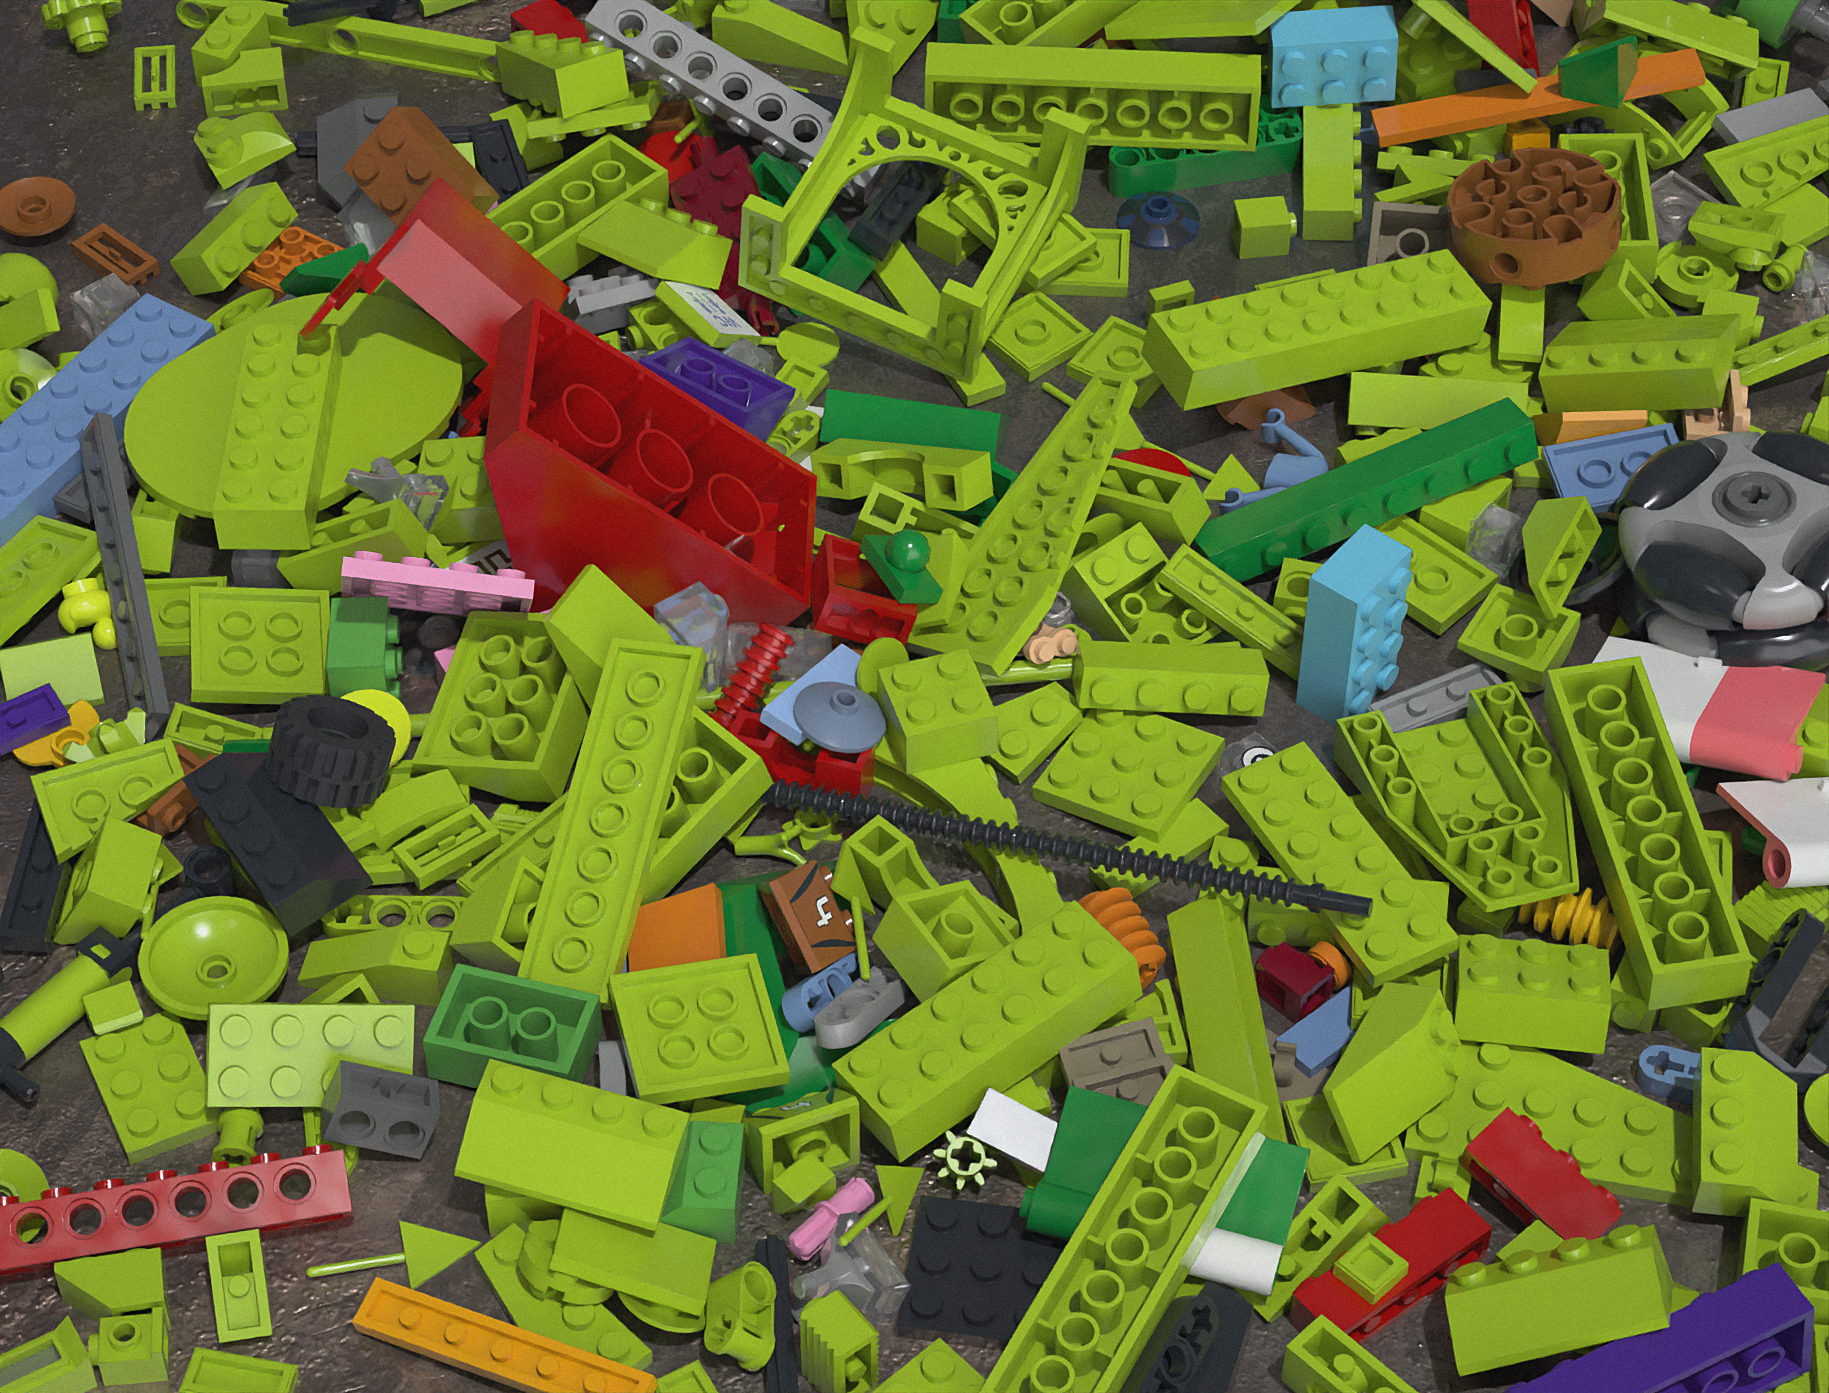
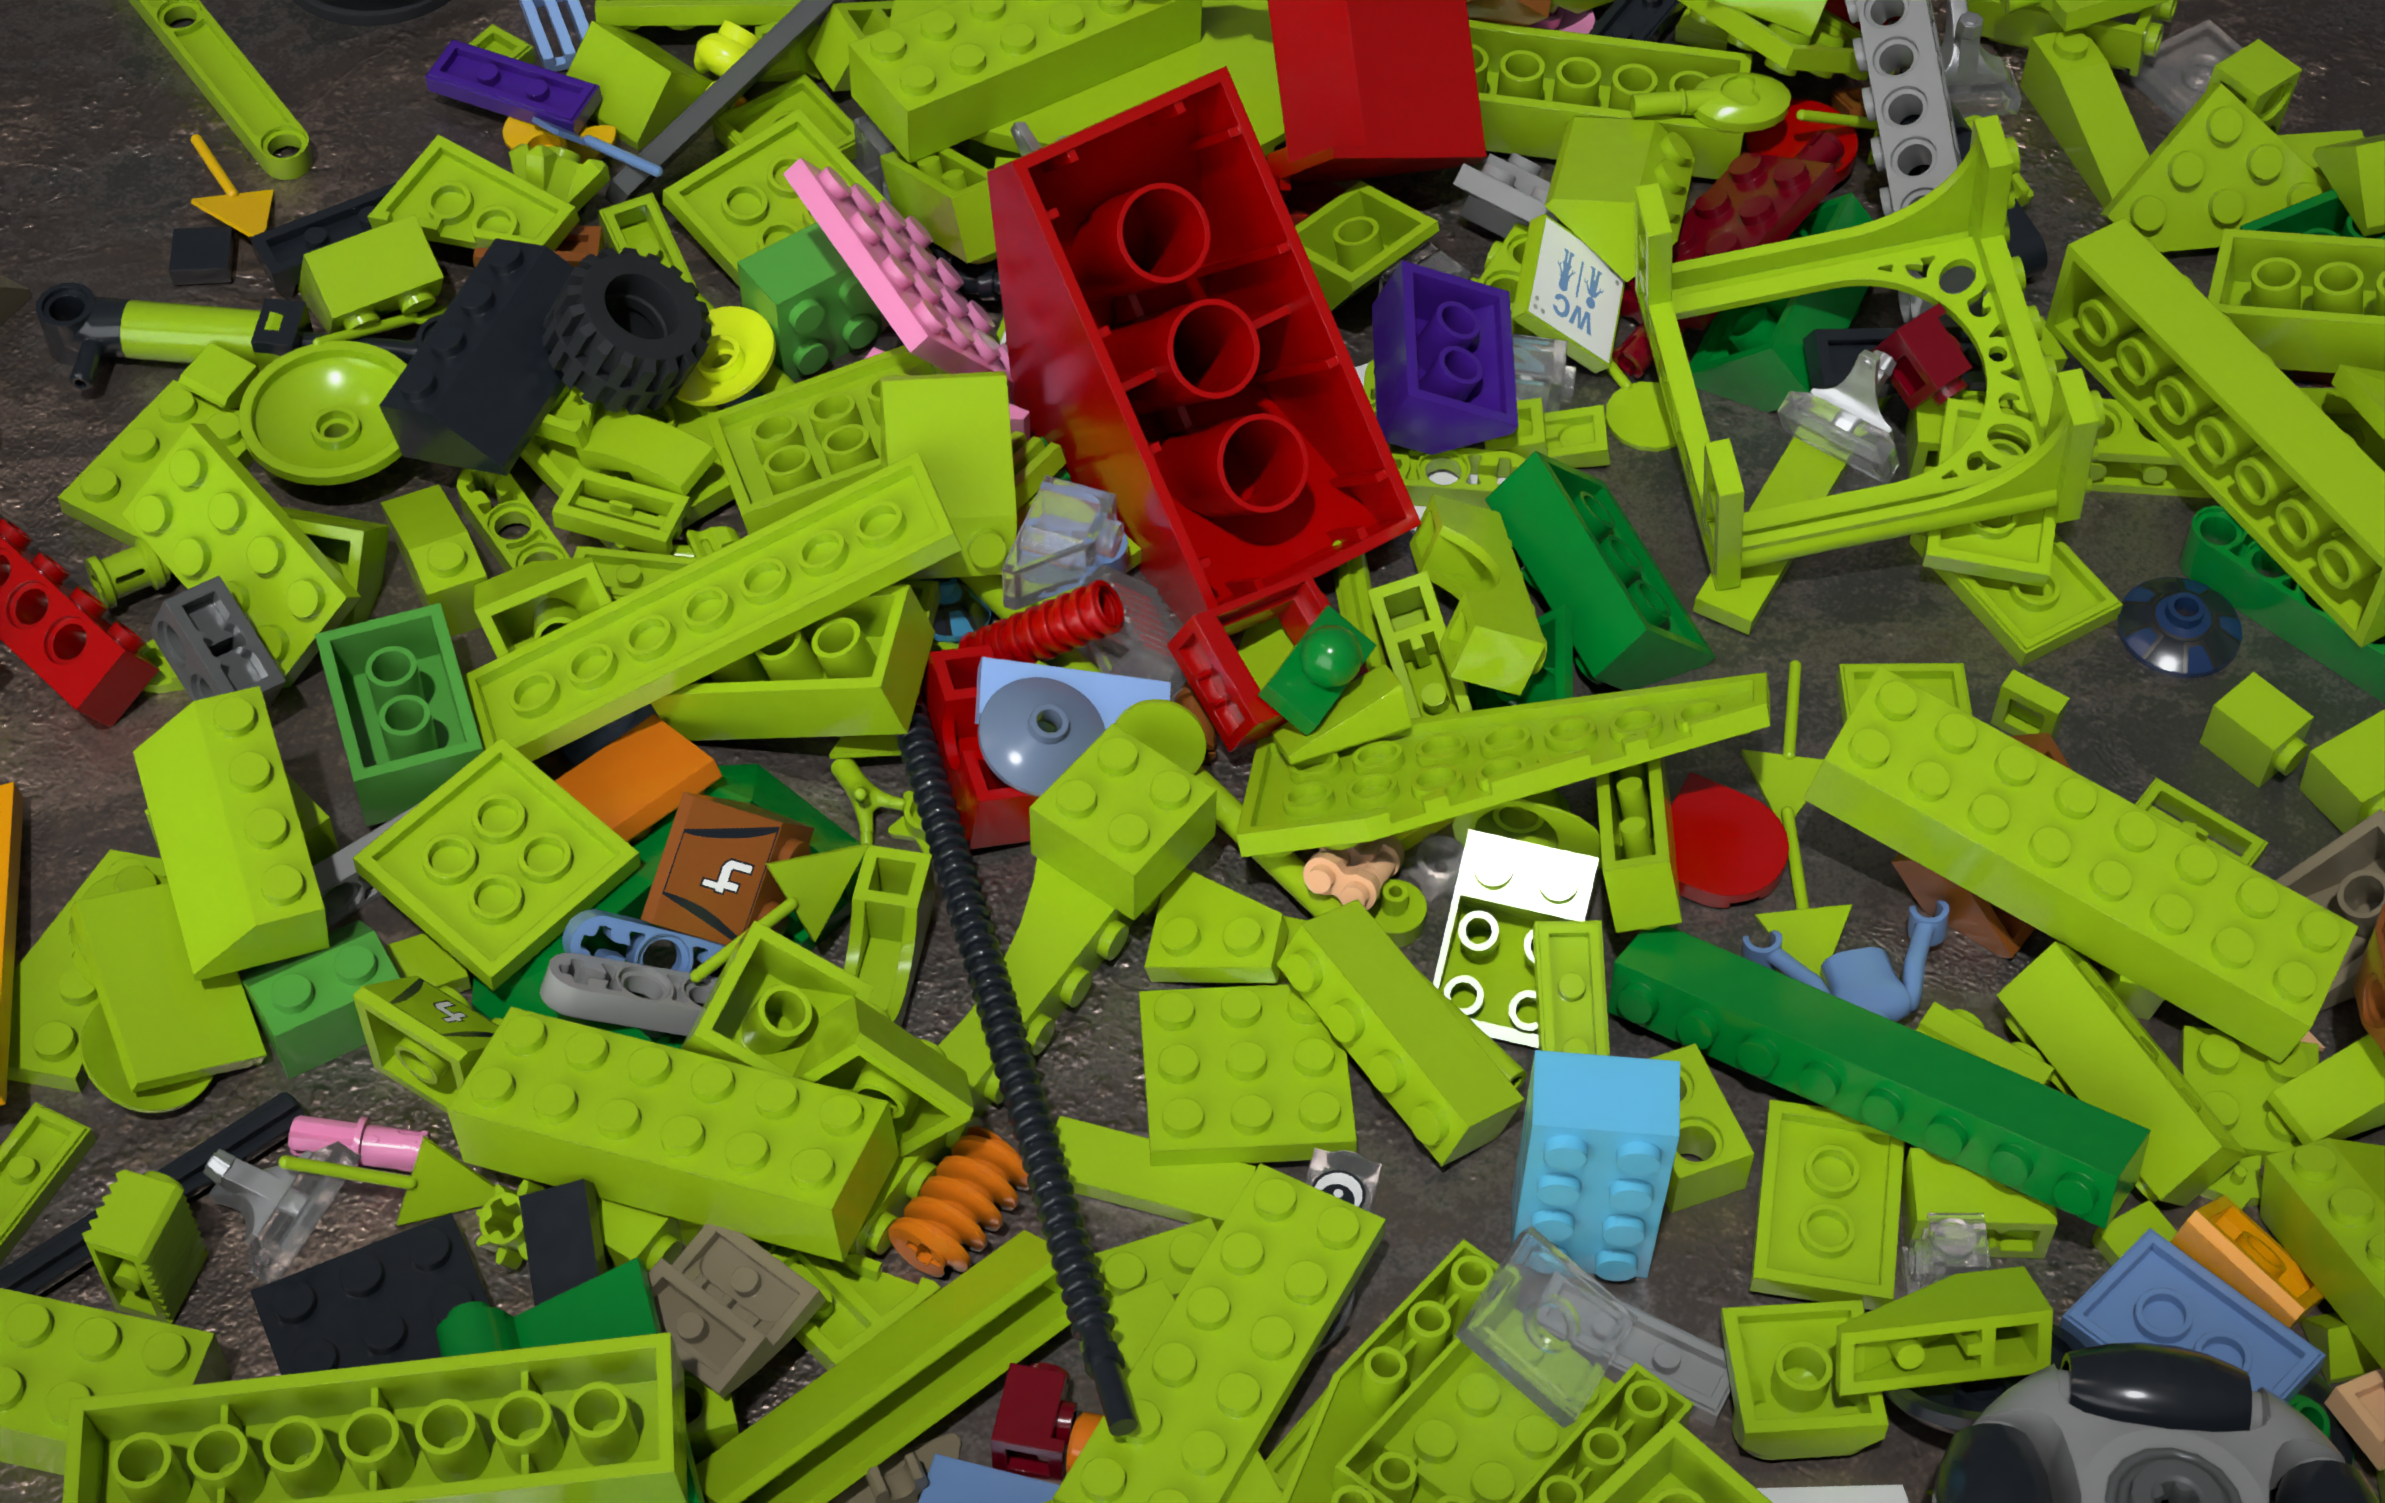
camera: 55 degrees right, 5 degrees up
(119, 702) = (603, 147): none -> medium blue piece
(425, 1254) = (96, 815): lime piece -> none
(639, 161) = (1722, 102): none -> lime piece
(742, 1315) = (150, 1132): lime piece -> none
(802, 1185) = (382, 1086): lime slope -> none
(917, 192) = (1926, 360): none -> dark red brick
(920, 252) = (1847, 418): none -> clear piece
(1029, 895) = (872, 1056): none -> lime slope
(1036, 336) = (1862, 608): lime tile -> none
(1419, 714) = (1547, 1326): none -> clear tile

